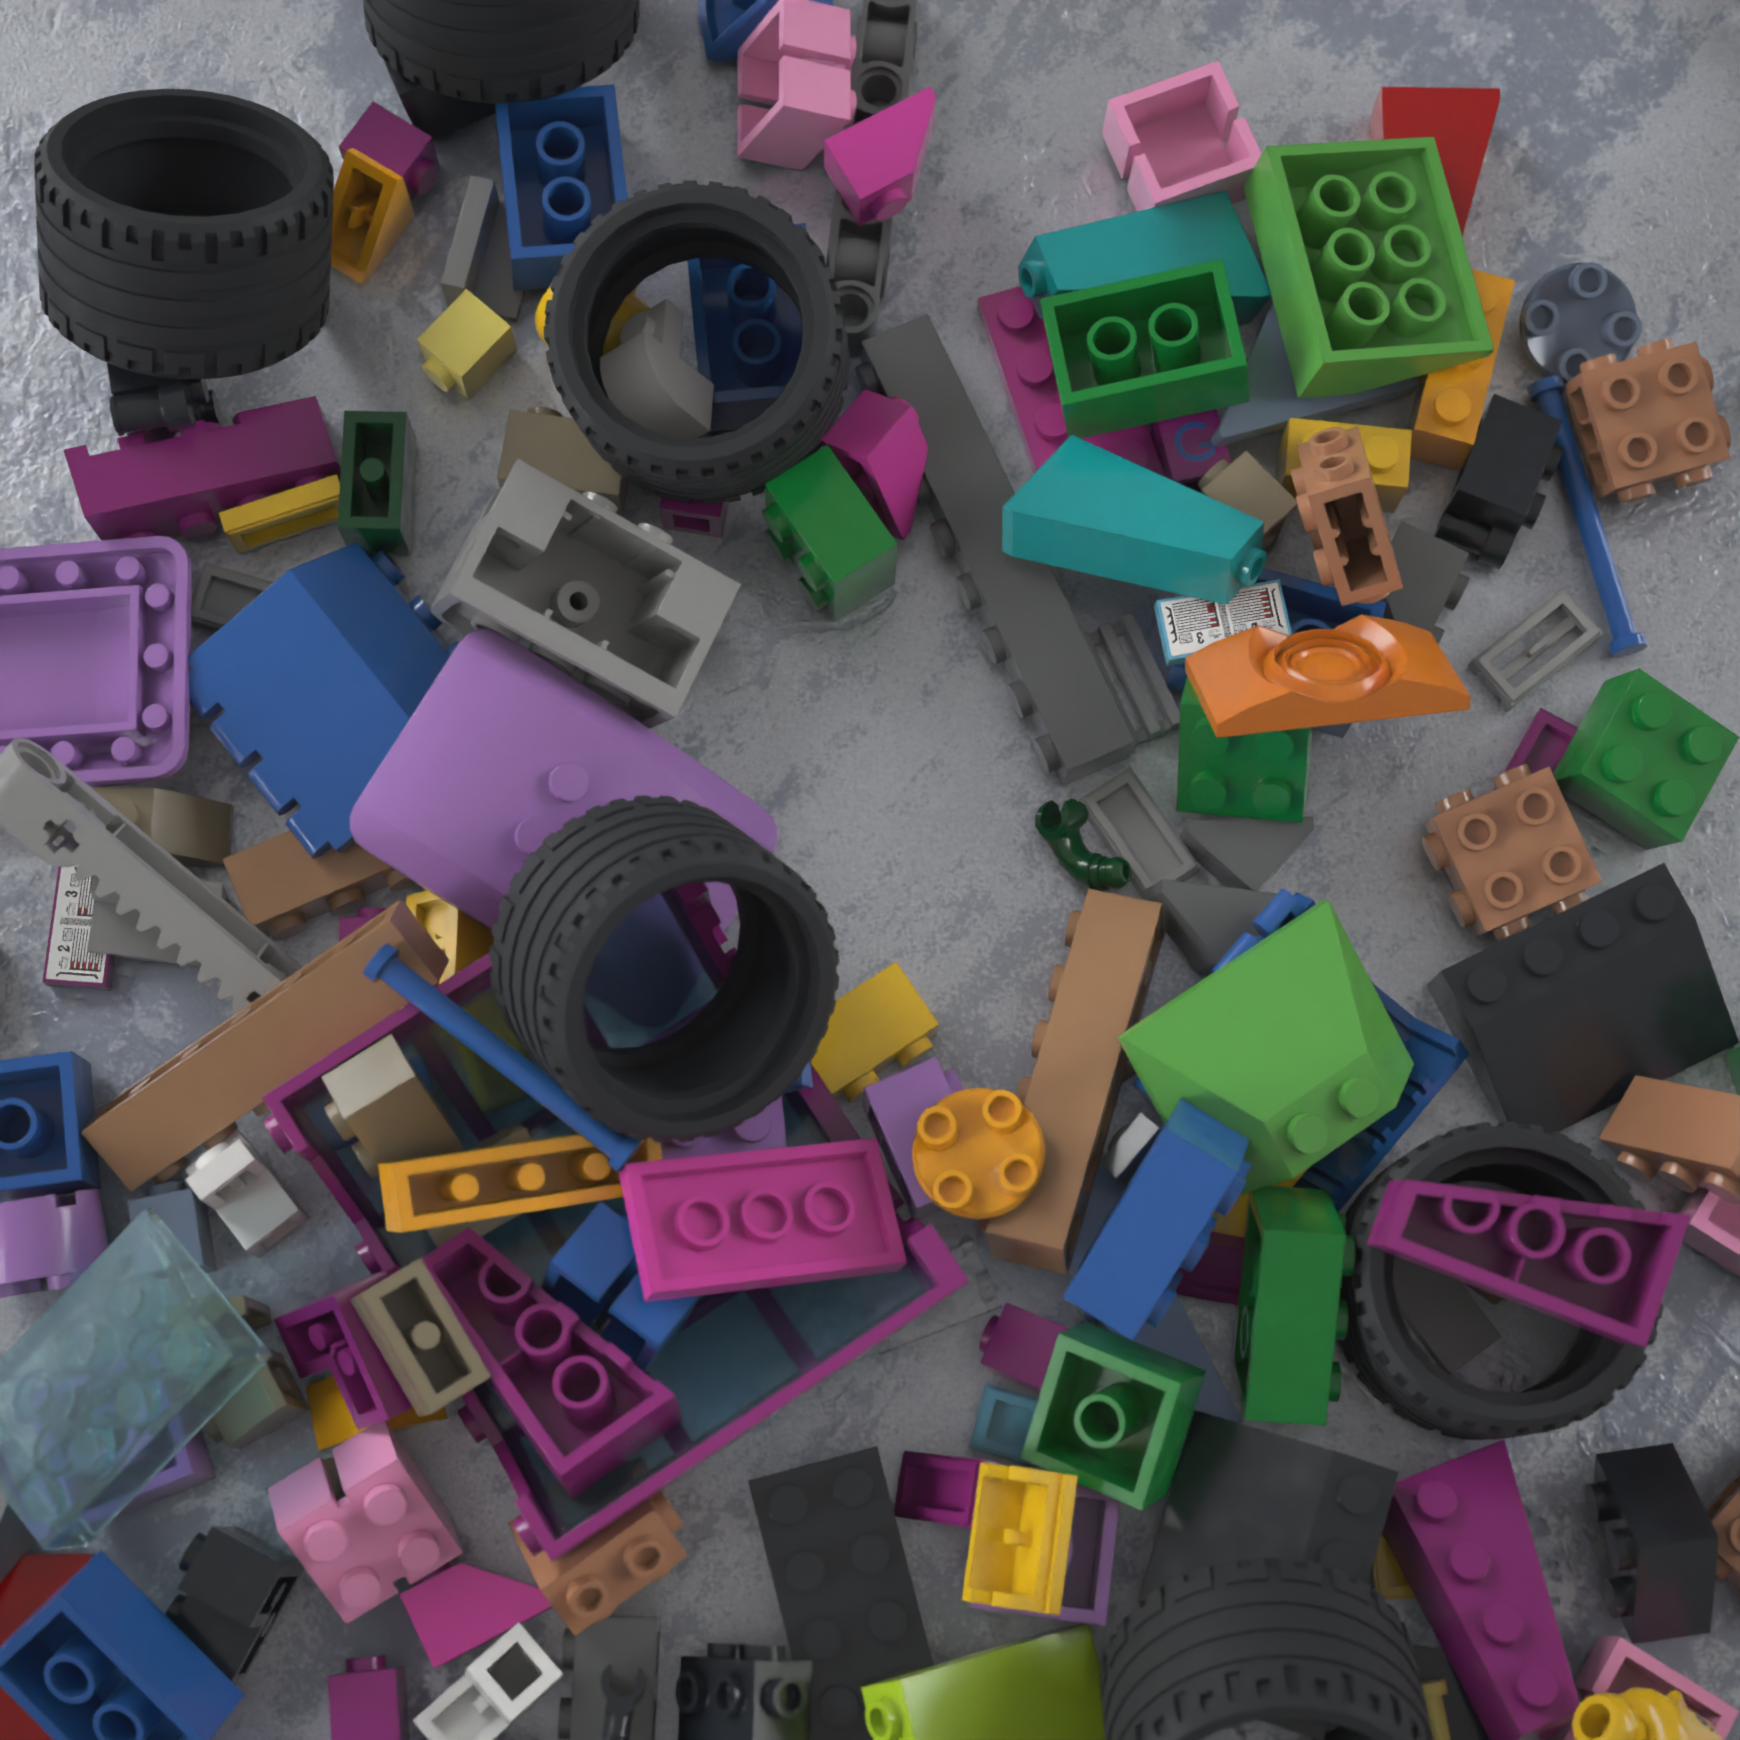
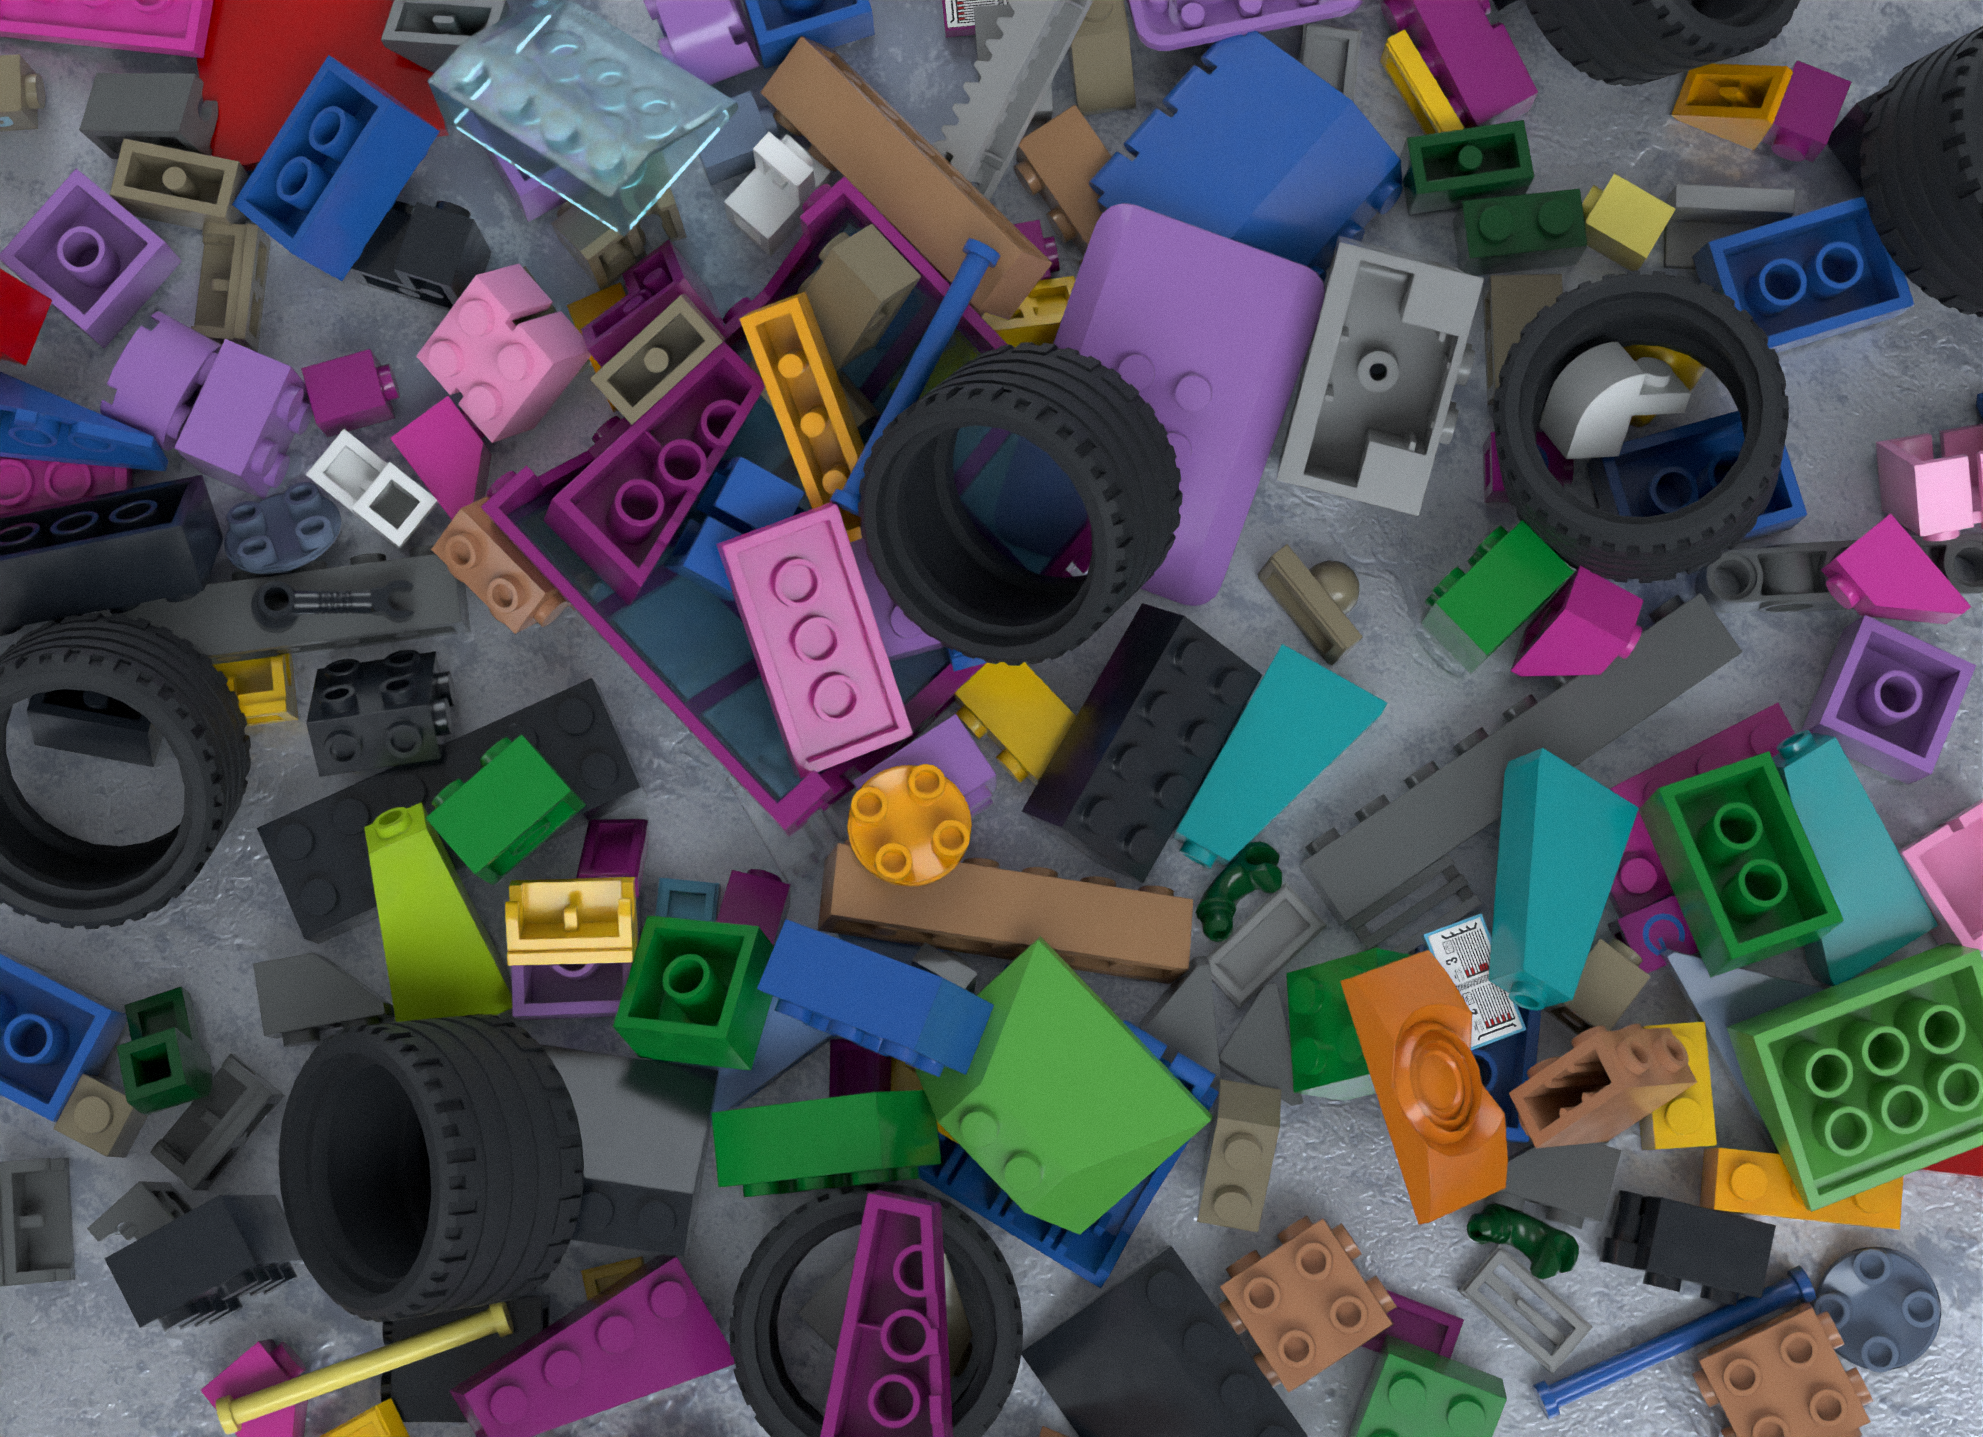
camera: 85 degrees right, 5 degrees up
(455, 445) = (1520, 232): none -> dark green brick
(796, 716) = (1315, 600): none -> dark tan tile
(891, 1592) = (503, 809): none -> green brick
(922, 909) = (1142, 742): none -> black brick
(946, 784) = (1278, 748): none -> teal slope
(996, 192) = (1889, 699): none -> medium lavender brick
(1365, 887) = (1239, 1155): none -> dark tan brick
(1481, 615) = (1542, 1244): none -> dark green piece

